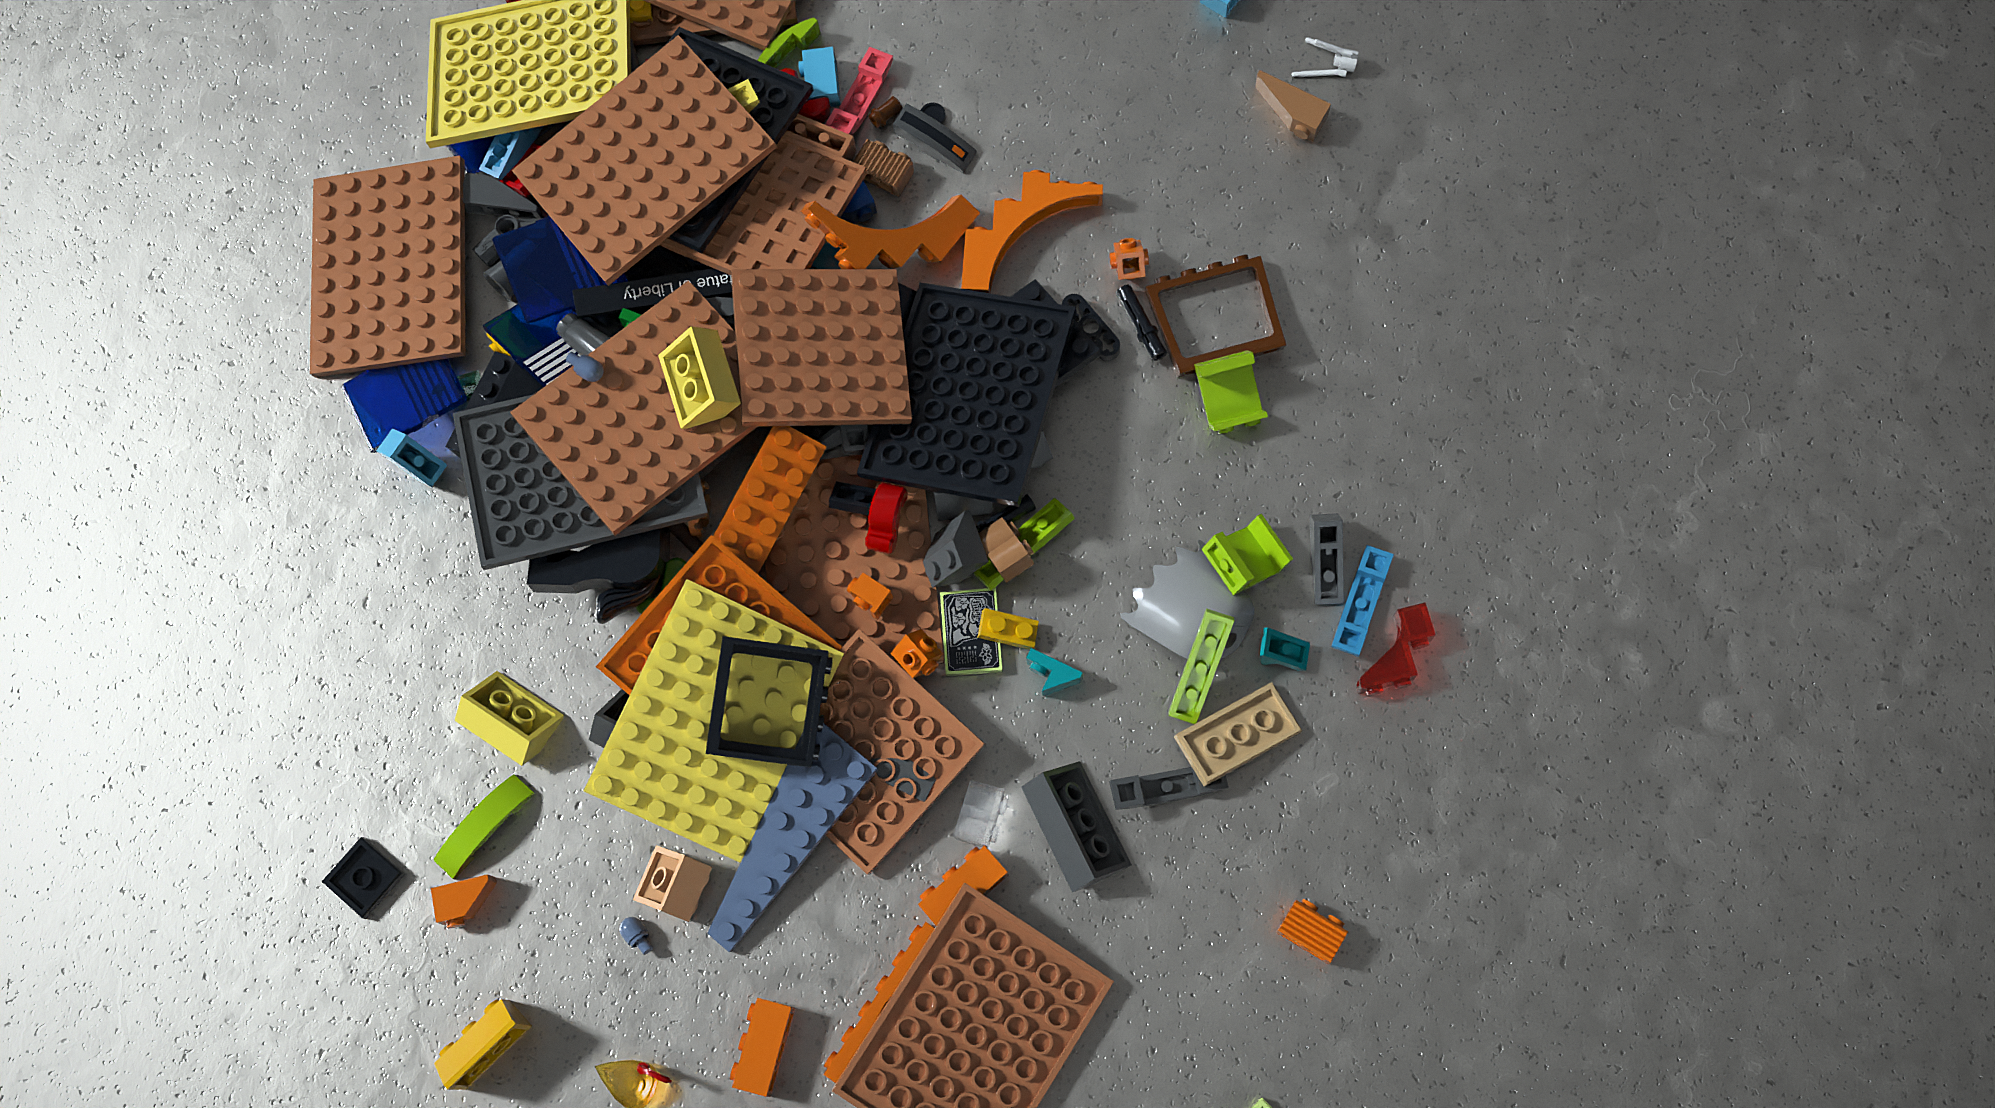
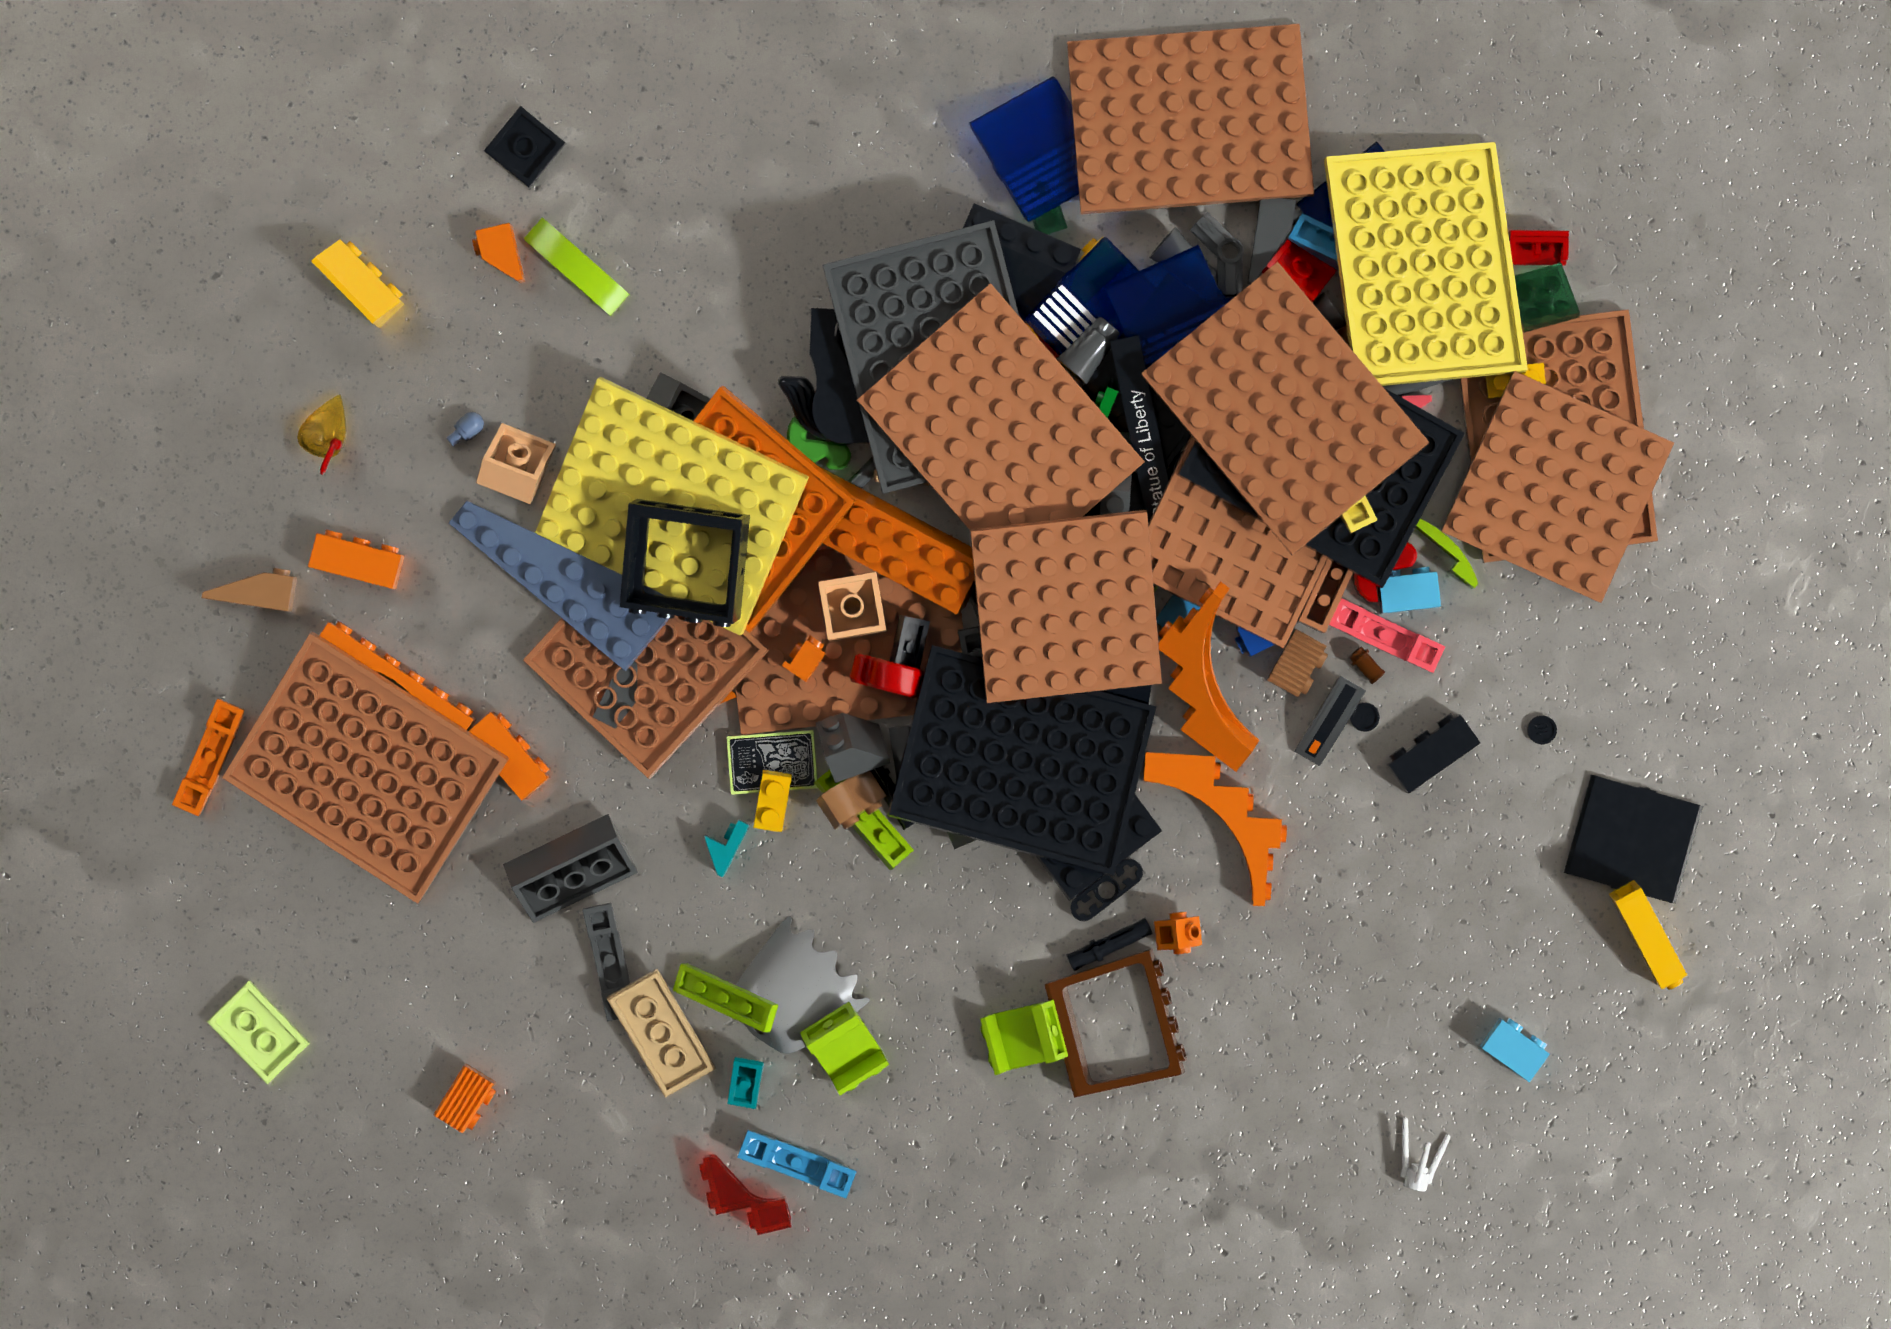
camera: 75 degrees right, 15 degrees up
(411, 457) = (961, 168): medium azure brick -> none
(508, 717) = (685, 286): light yellow slope -> none
(586, 367) = (1036, 363): sand blue cylinder -> none
(699, 377) = (1022, 482): light yellow slope -> none
(819, 548) = (852, 606): none -> light nougat slope
(917, 654) = (740, 710): orange brick -> none
(964, 55) = (1432, 752): none -> black brick
(979, 814) = (581, 772): clear brick -> none
(1296, 108) = (1356, 1120): medium nougat slope -> none
(1327, 558) = (844, 1130): dark grey slope -> none

